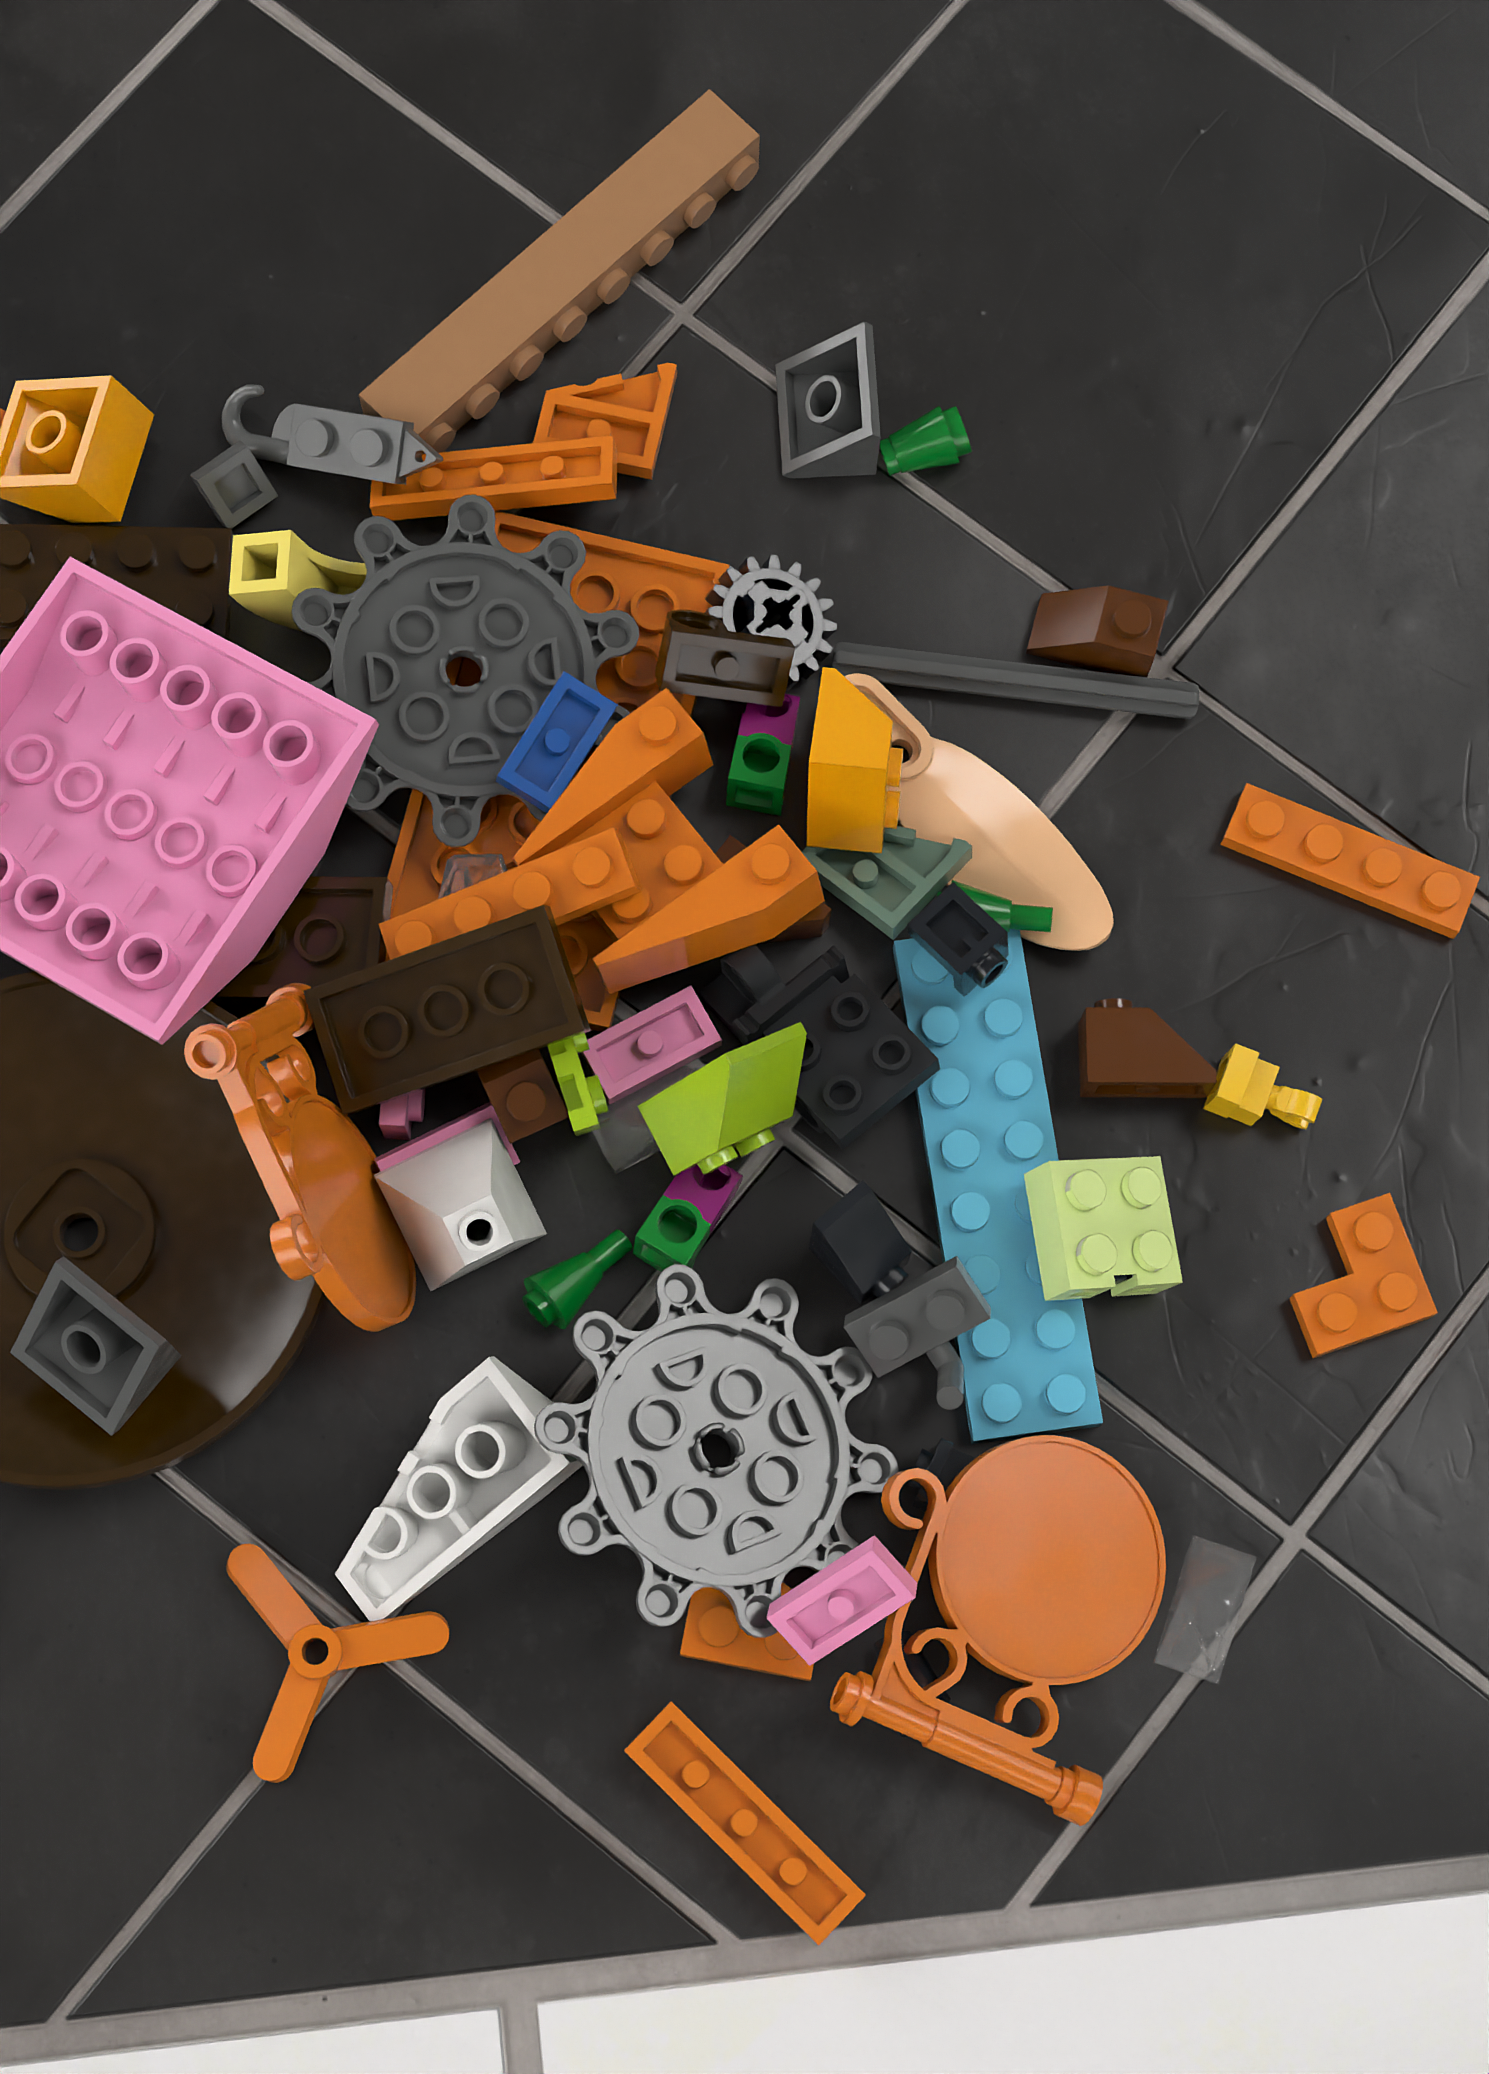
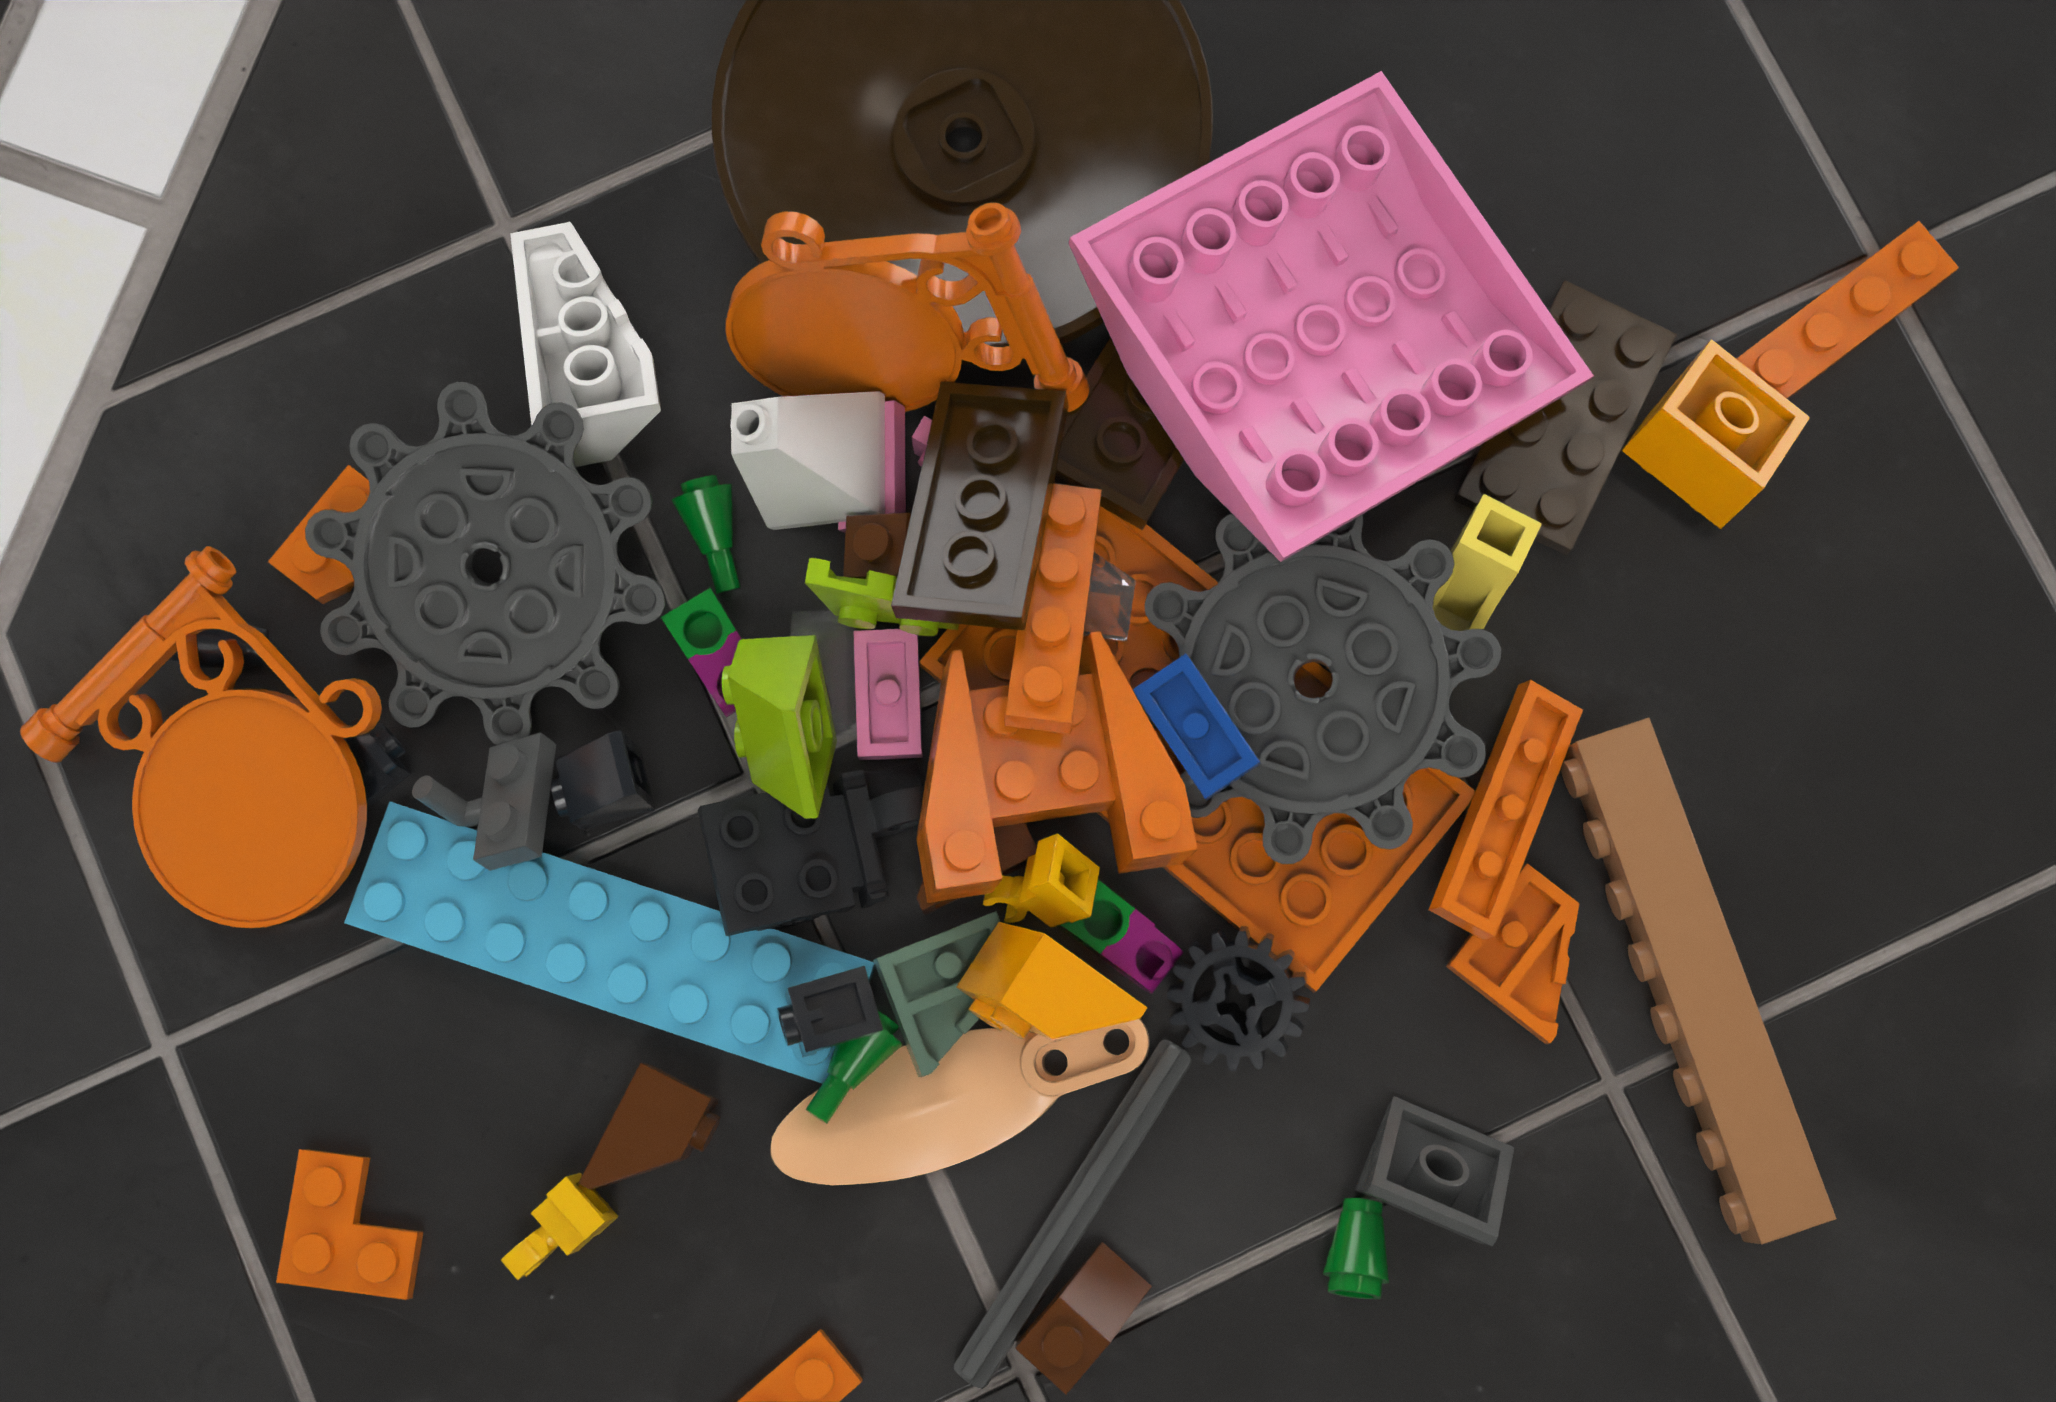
camera: 120 degrees right, 5 degrees up
(92, 1347) = (836, 86): dark grey slope -> none
(234, 485) = (1613, 569): dark grey plate -> none
(332, 440) = (1614, 675): plate -> none
(347, 1648) = (497, 161): orange piece -> none
(710, 661) = (1209, 908): dark brown plate -> none
(745, 1823) = (183, 451): orange plate -> none
(752, 801) = (1055, 887): none -> yellow piece
(842, 1600) = (289, 597): bright pink plate -> none
(1102, 1227) = (505, 1009): yellowish green piece -> none
(1205, 1609) = (145, 931): clear slope -> none

